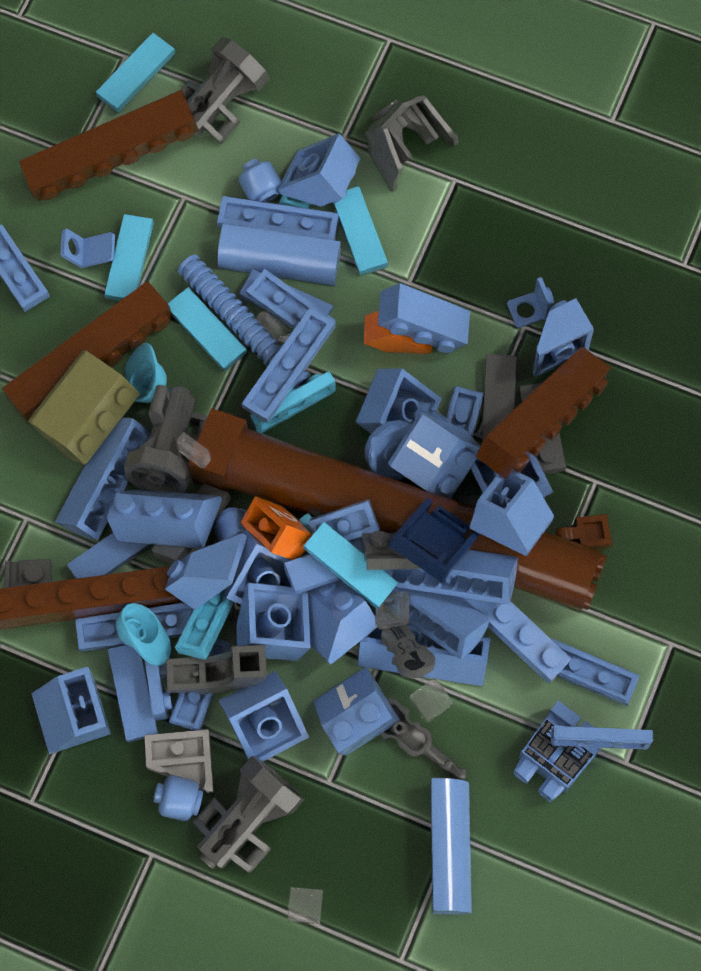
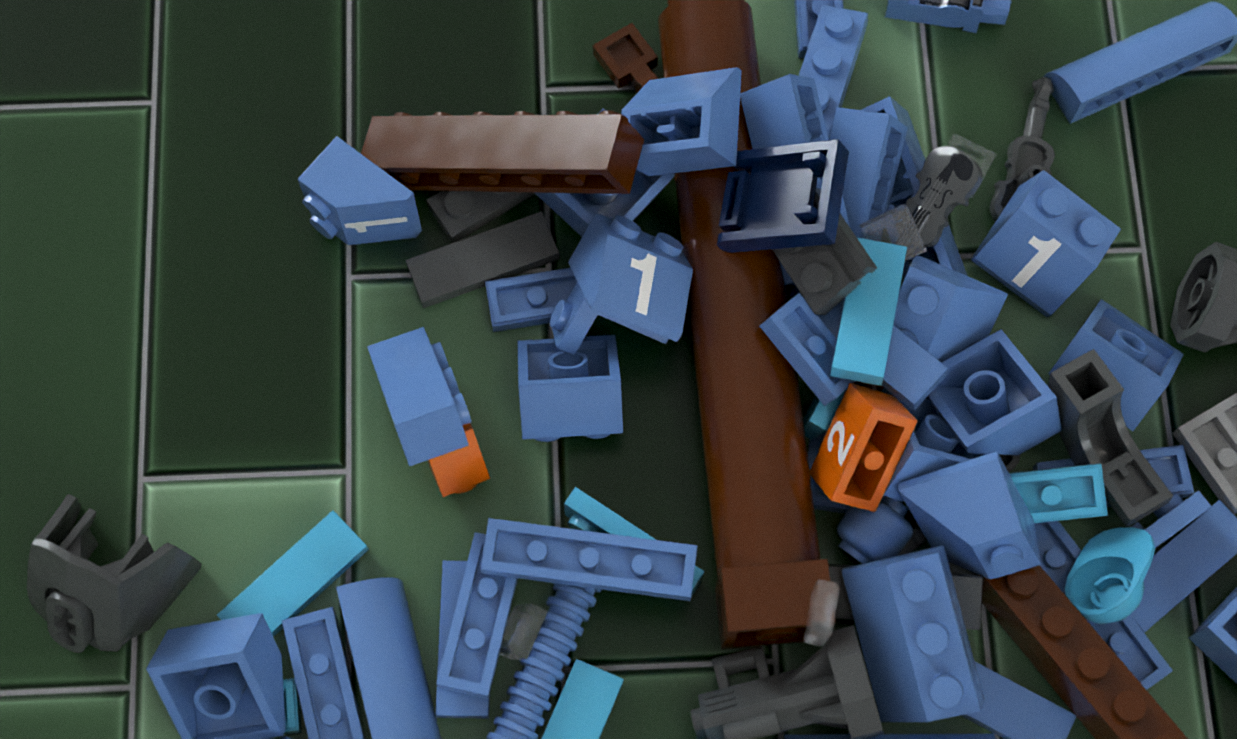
camera: 120 degrees left, 0 degrees up
(382, 445) = (641, 358): medium blue tile -> none
(541, 301) = (300, 261): medium blue bracket -> none

